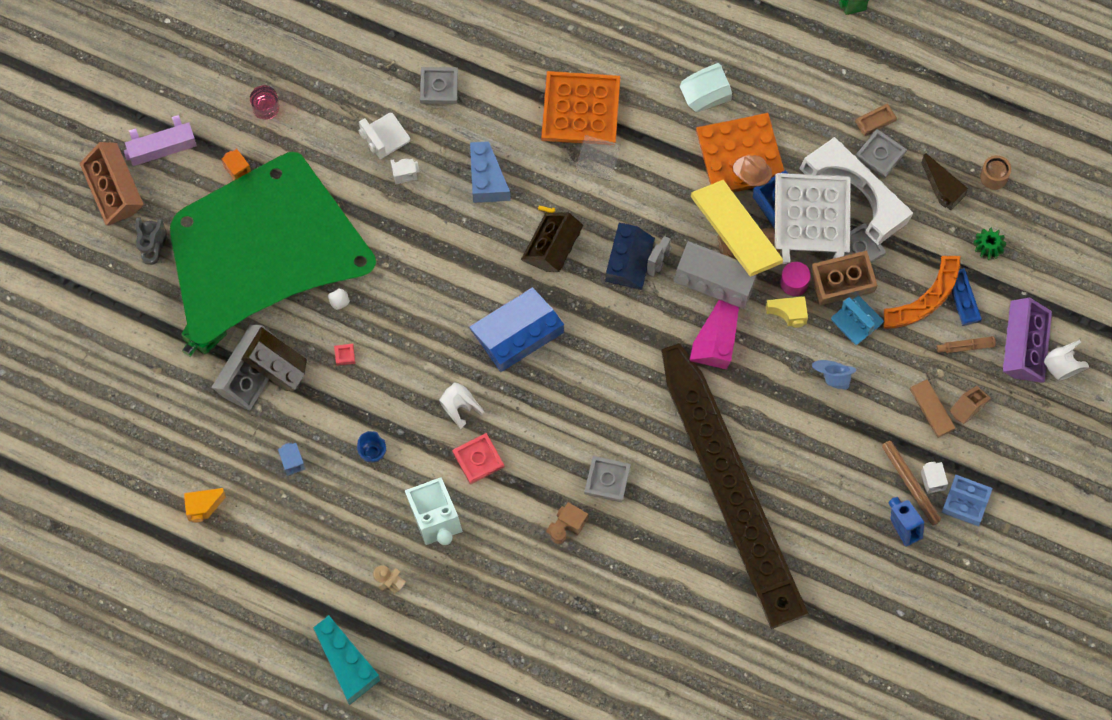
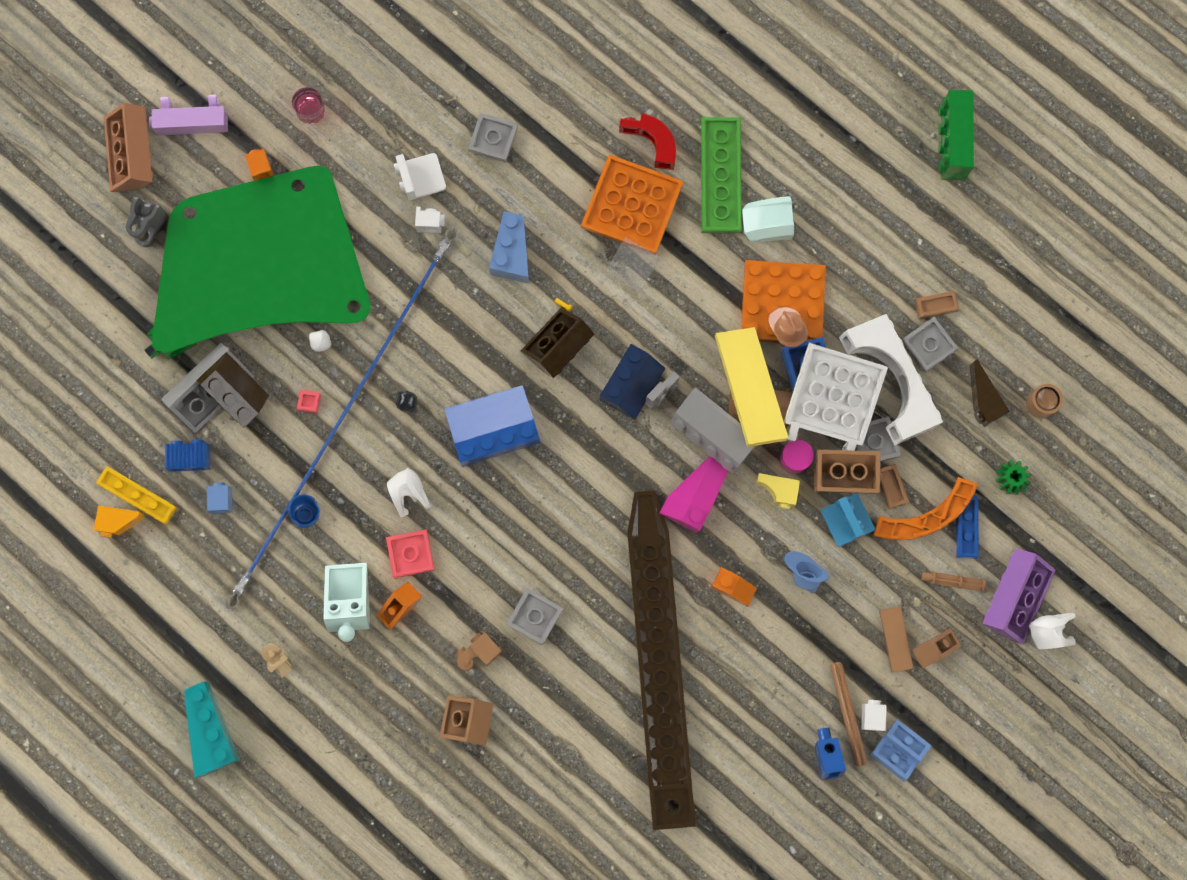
camera: 15 degrees right, 10 degrees up
(213, 478) = (136, 495): none -> yellow tile
(250, 430) = (187, 456): none -> blue brick
(333, 531) = (240, 587): none -> blue piece
(433, 329) = (406, 401): none -> black piece
(482, 504) = (398, 605): none -> orange slope
(575, 583) = (466, 720): none -> medium nougat slope
(583, 42) = (657, 133): none -> red arch
(651, 63) = (721, 175): none -> bright green tile
(775, 403) = (733, 587): none -> orange slope
(888, 282) = (892, 487): none -> medium nougat tile

